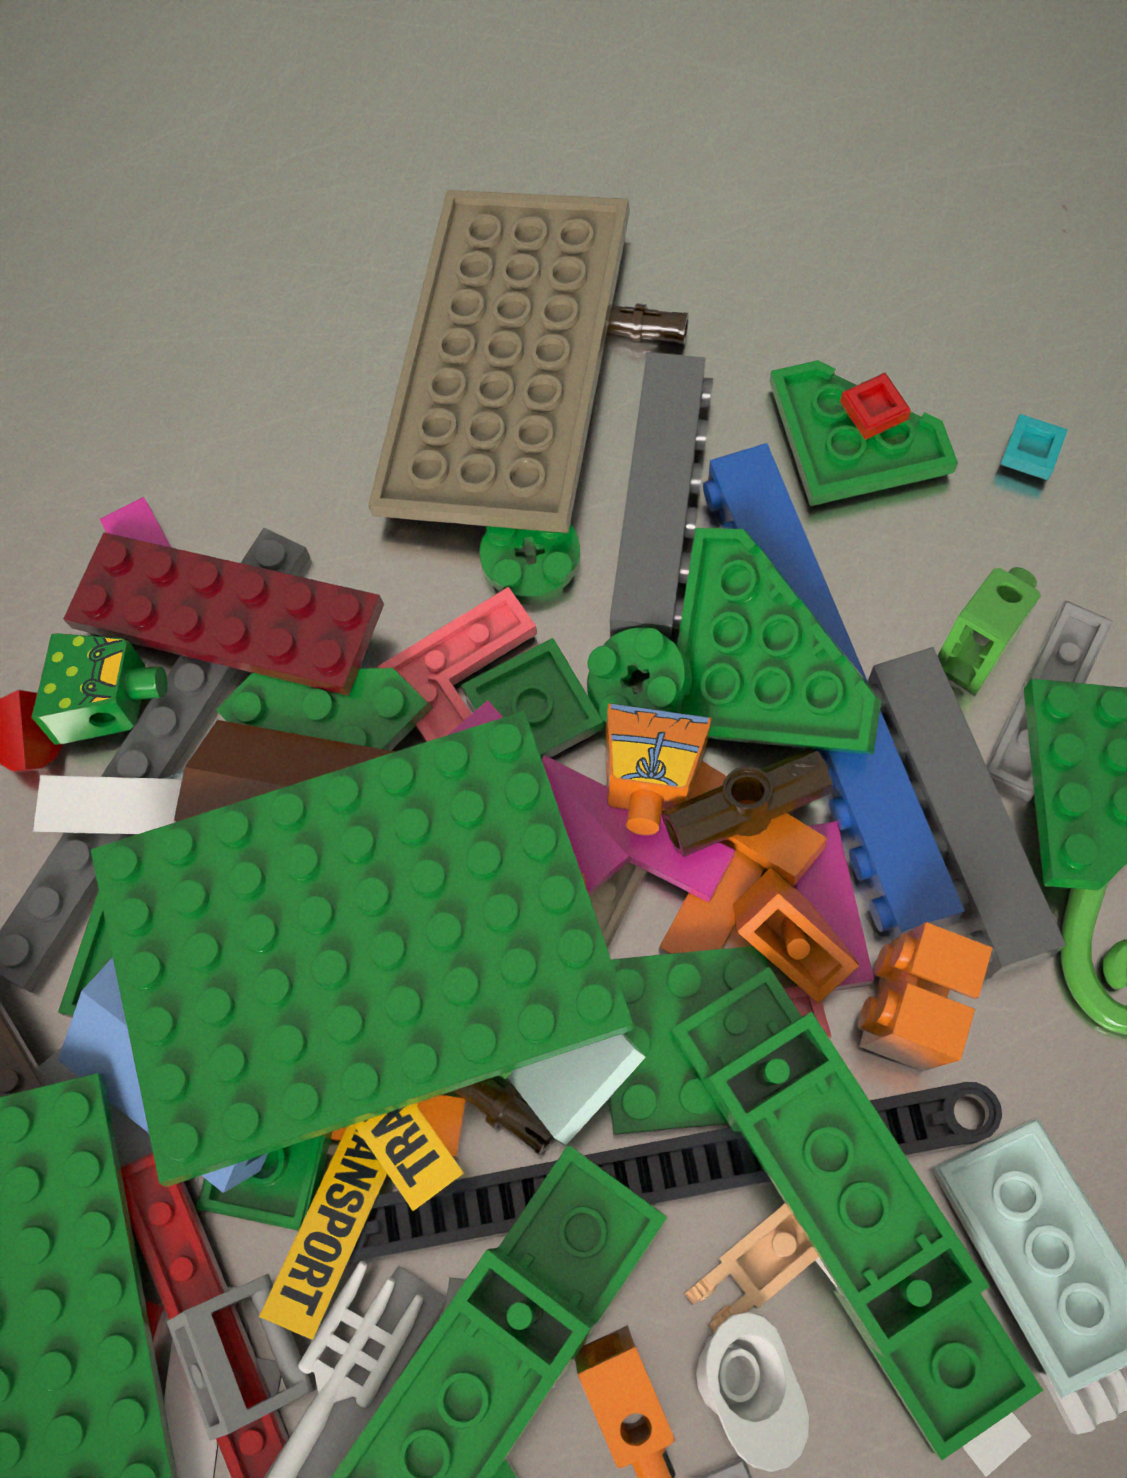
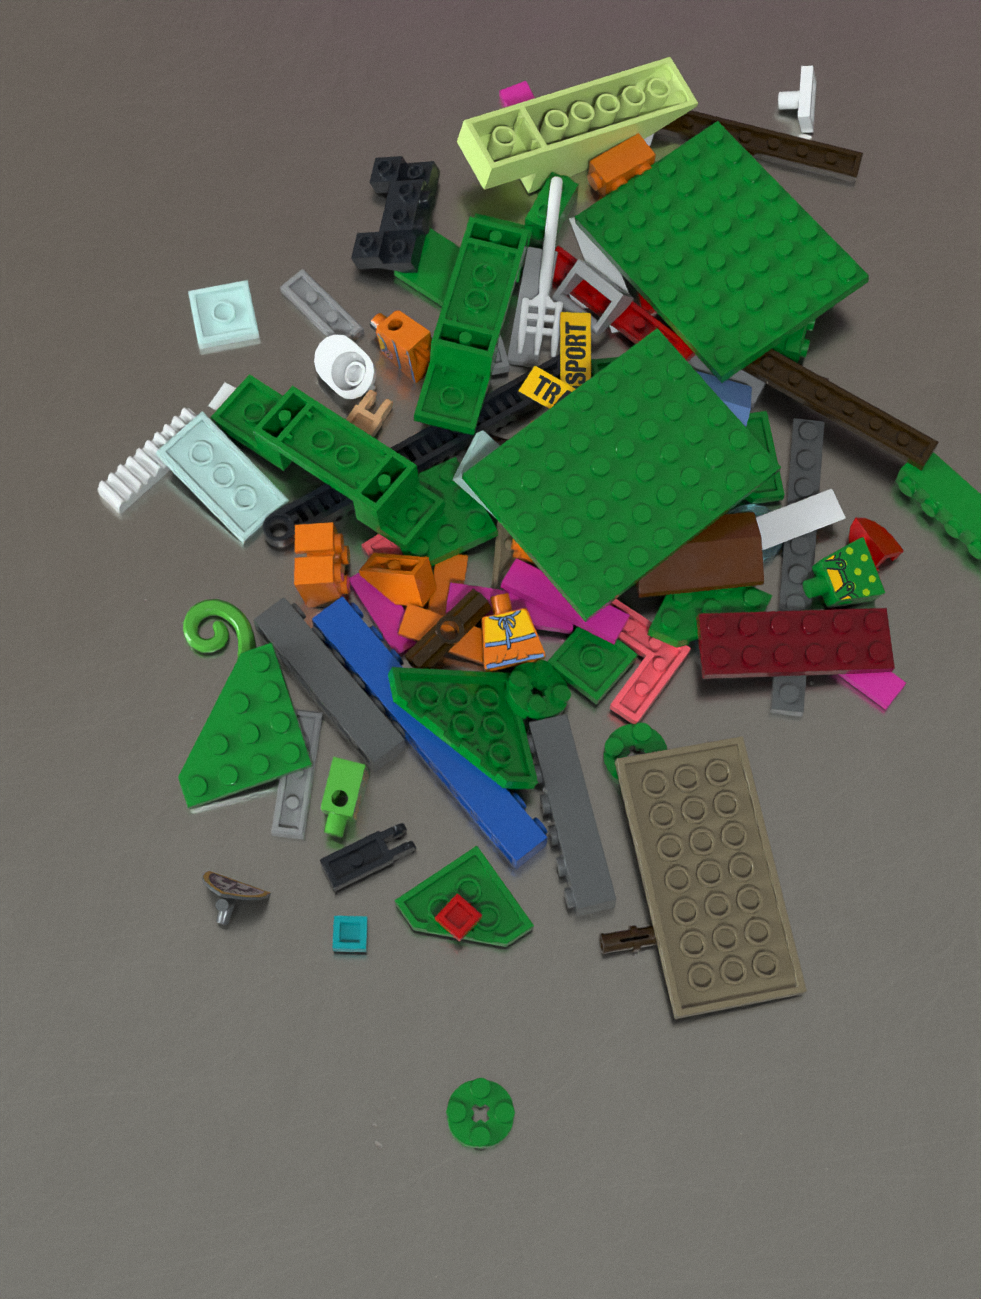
camera: 150 degrees right, 0 degrees up
(927, 172) = (480, 1133): none -> green plate
(979, 541) = (364, 857): none -> black hinge

